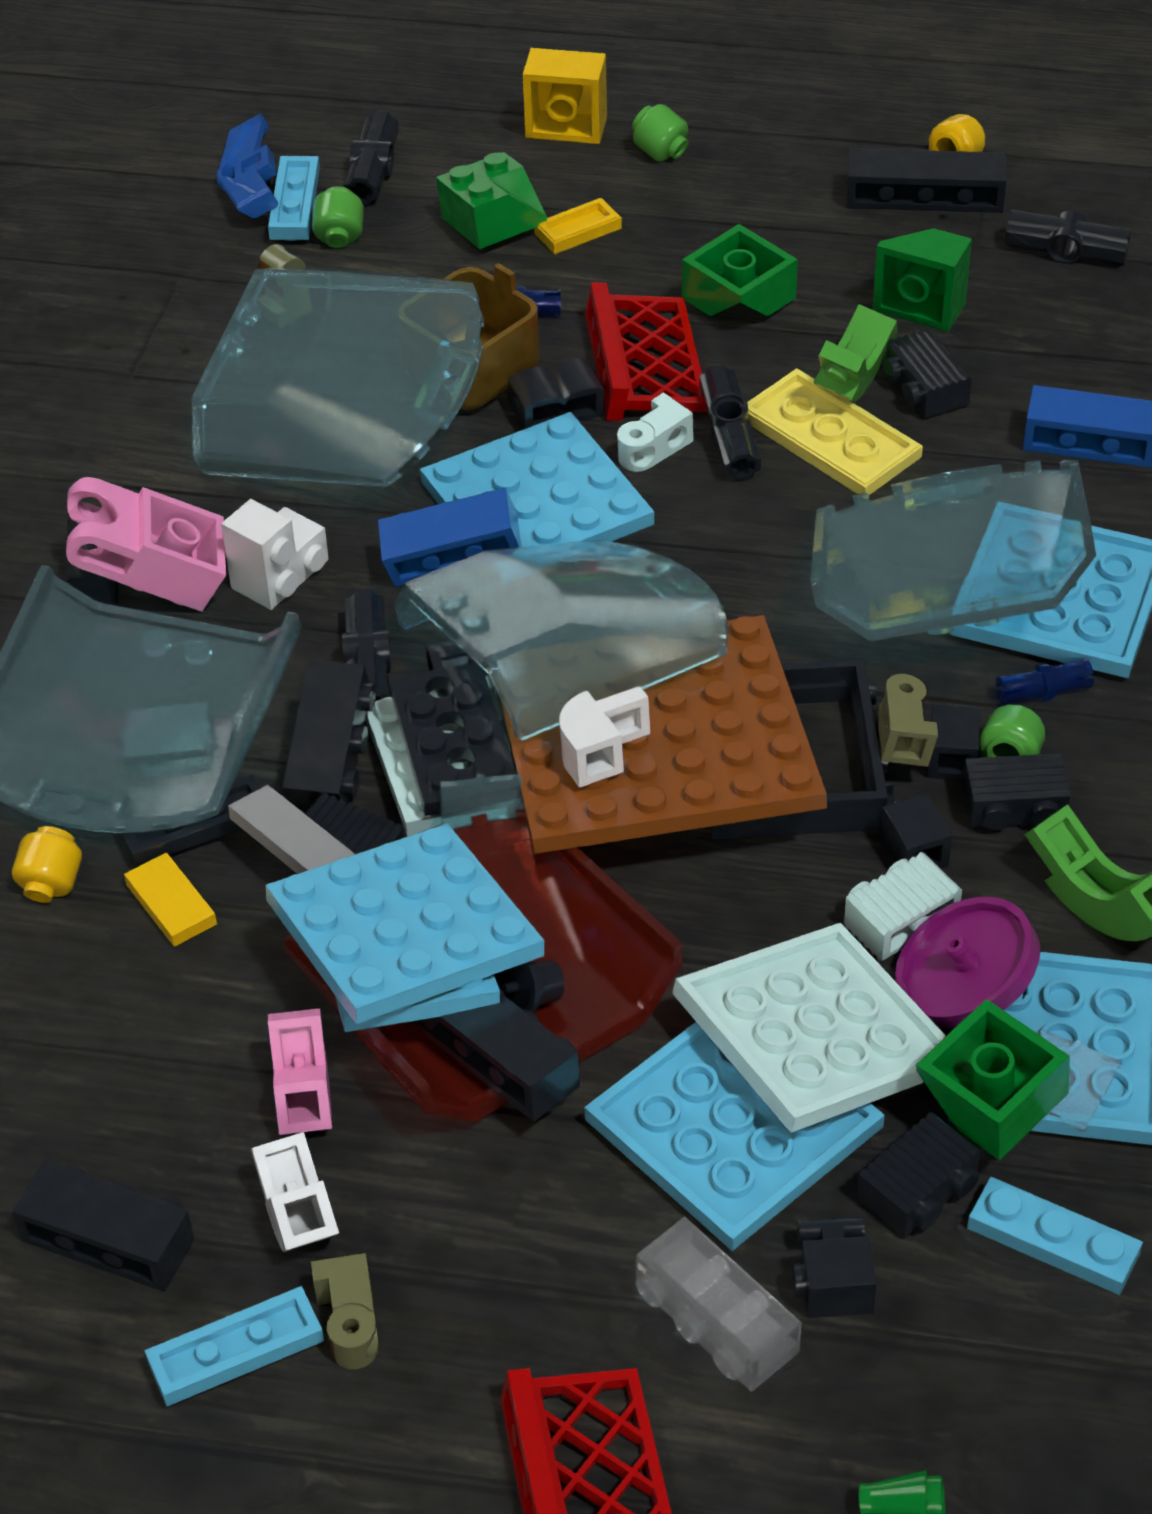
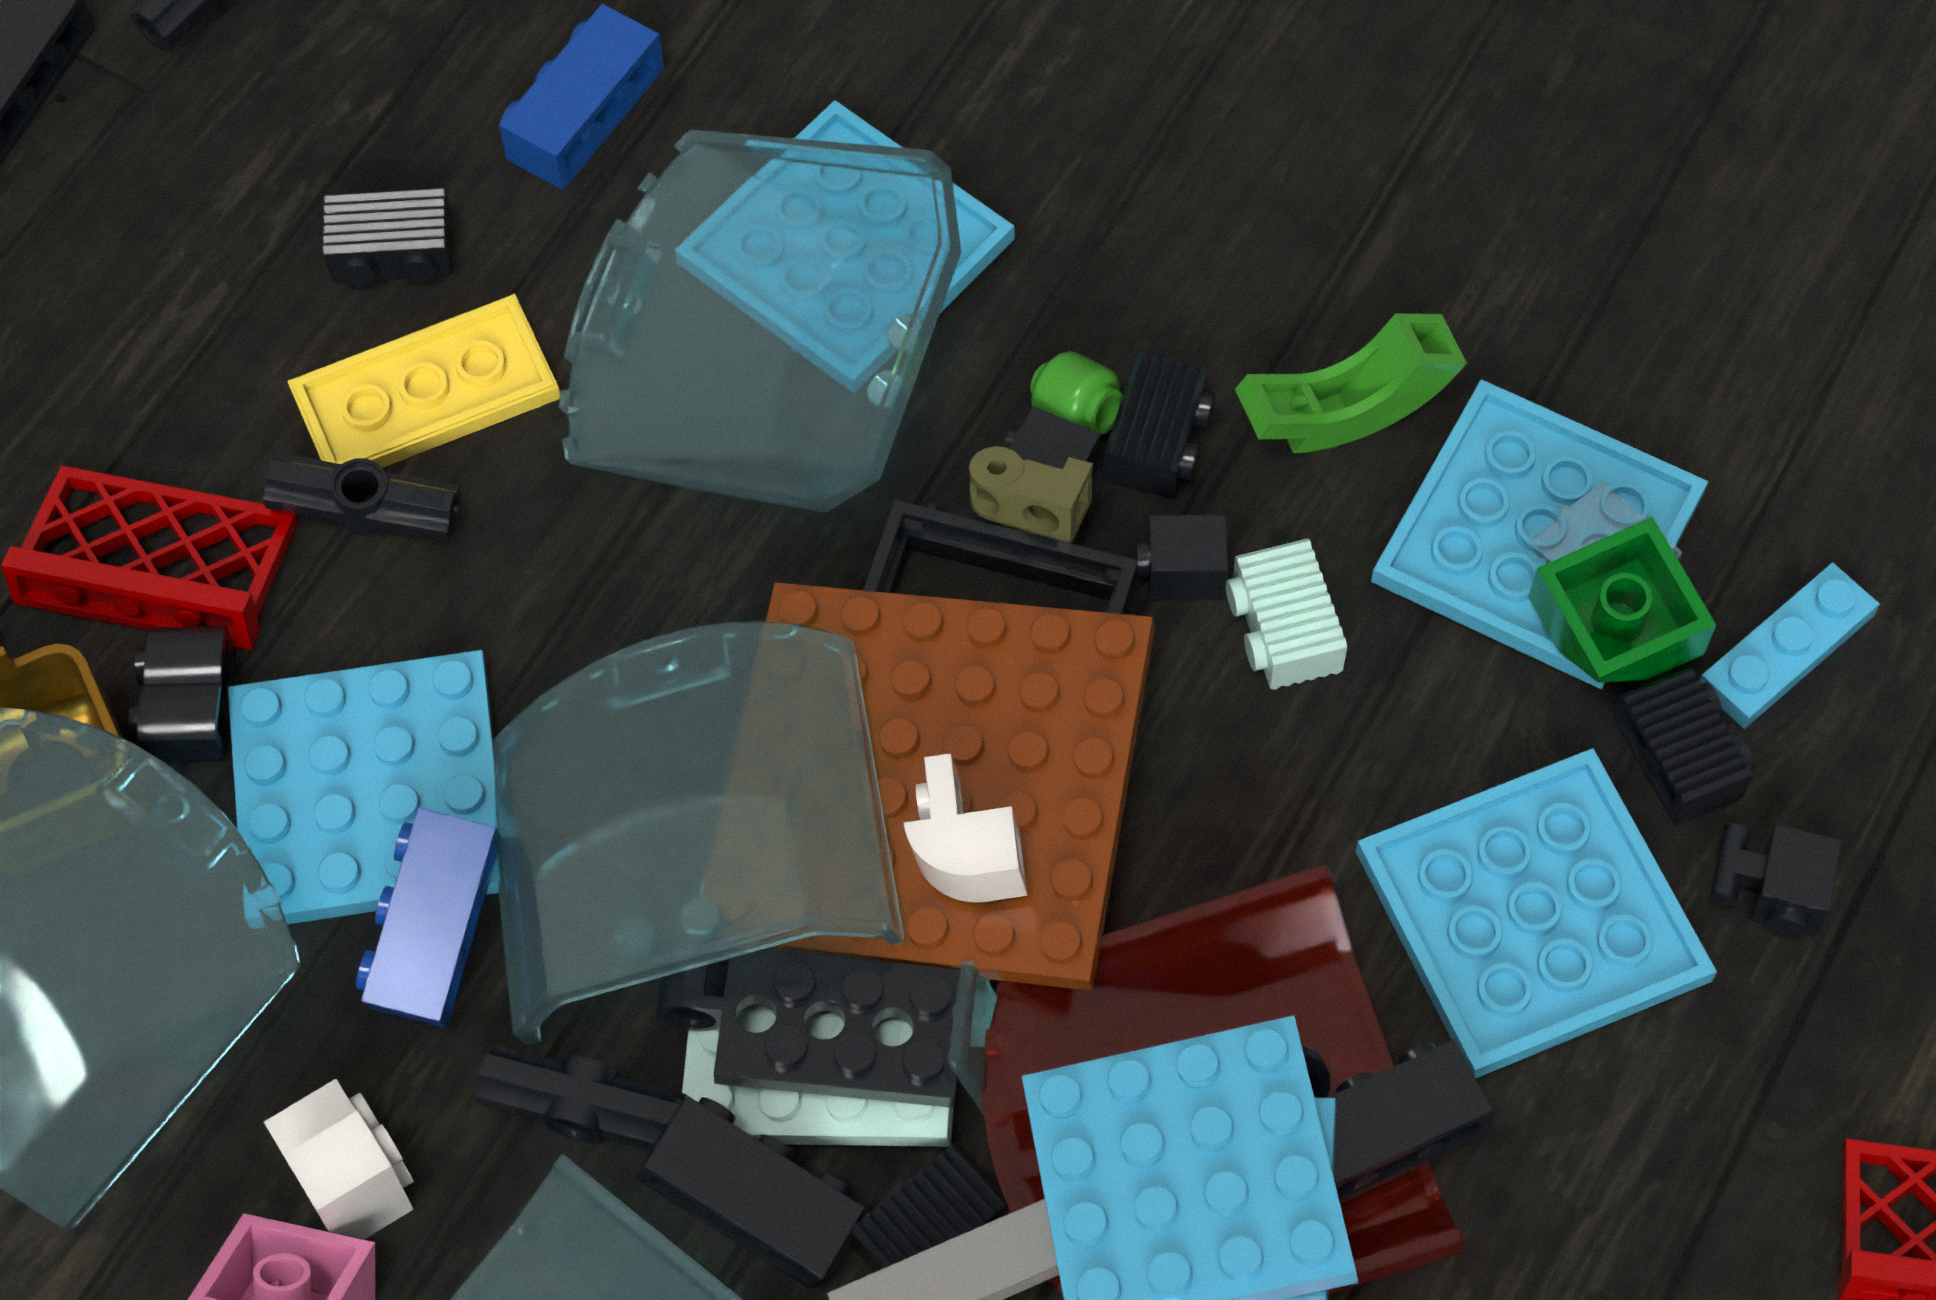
camera: 70 degrees left, 15 degrees up
(655, 434) = (339, 611): light aqua leg -> none
(717, 1304) = (1795, 1021): clear brick -> none
(739, 270) = (83, 377): green slope -> none
(812, 1025) = (1455, 770): light aqua plate -> none
(854, 362) = (325, 305): bright green arch -> none
(923, 277) = (223, 164): green slope -> none
(967, 956) = (1416, 575): magenta piece -> none
(1044, 681) = (986, 326): clear blue pin -> none

